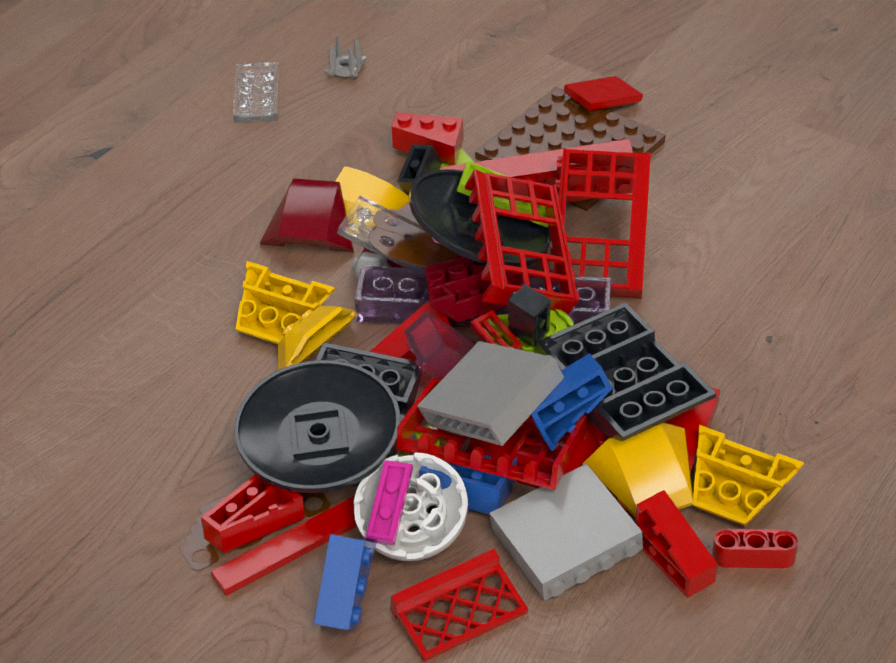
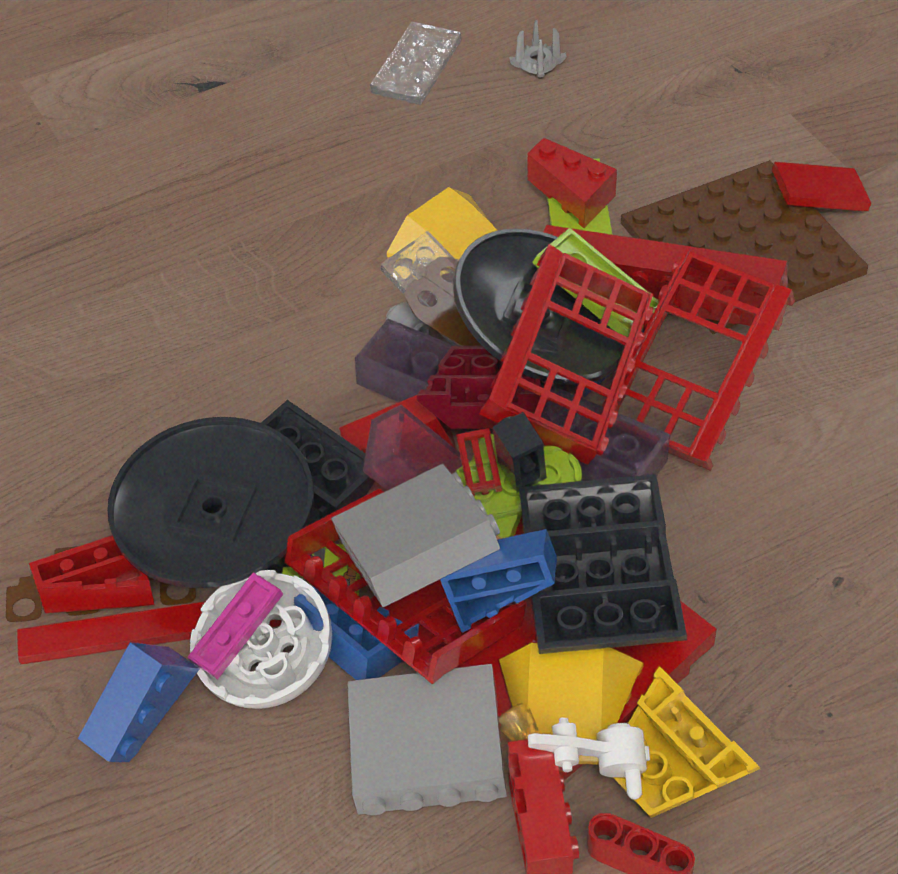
camera: 25 degrees right, 5 degrees up
(275, 302) = (275, 333): yellow wedge -> none
(308, 336) = (295, 379): yellow wedge -> none
(309, 216) = (373, 232): dark red wedge -> none
(419, 161) = (535, 211): black brick -> none
(441, 588) = (257, 750): red fence -> none
(629, 494) = (518, 723): none -> clear yellow cone
(705, 485) = (618, 750): none -> white piece

